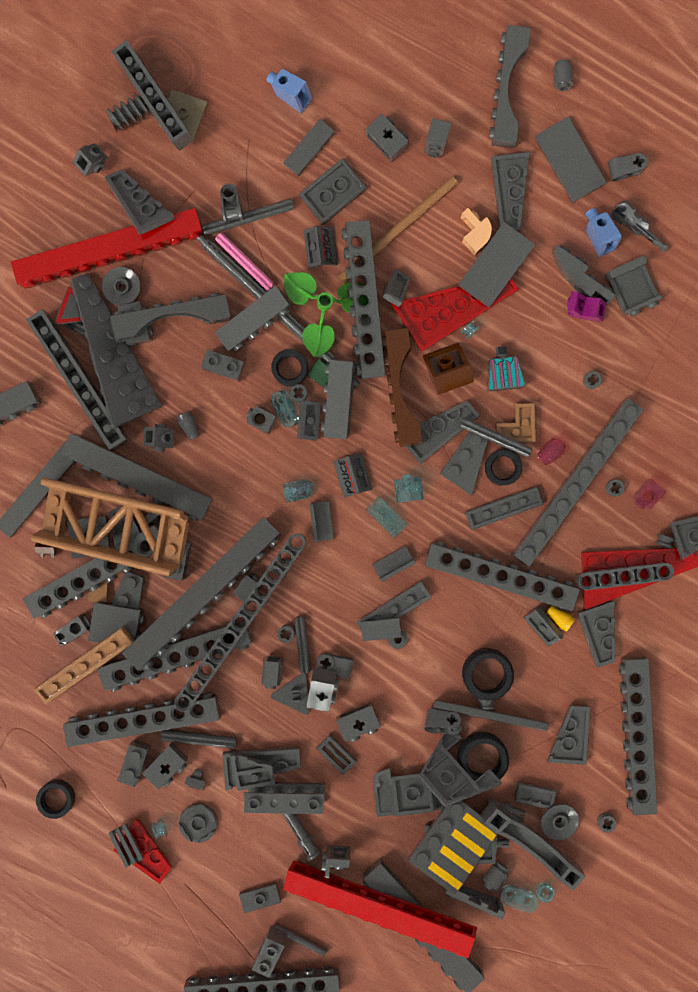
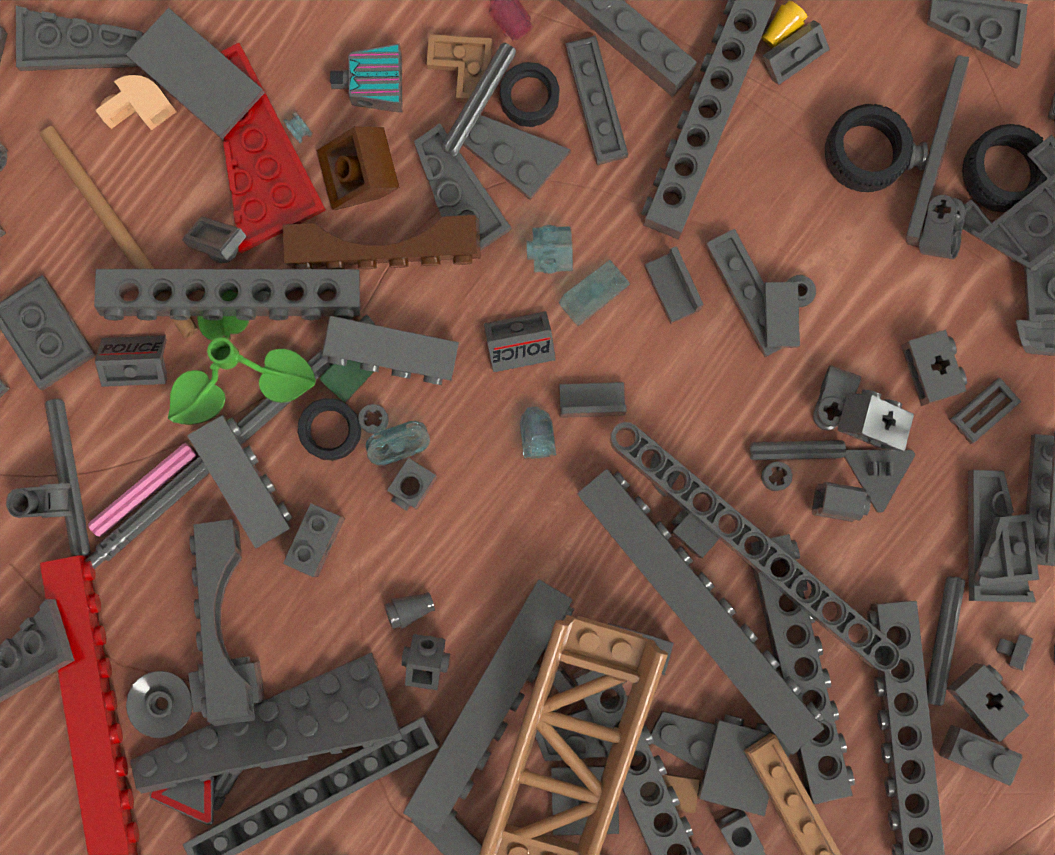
camera: 80 degrees left, 5 degrees down
(309, 420) = (421, 404): dark grey plate -> none

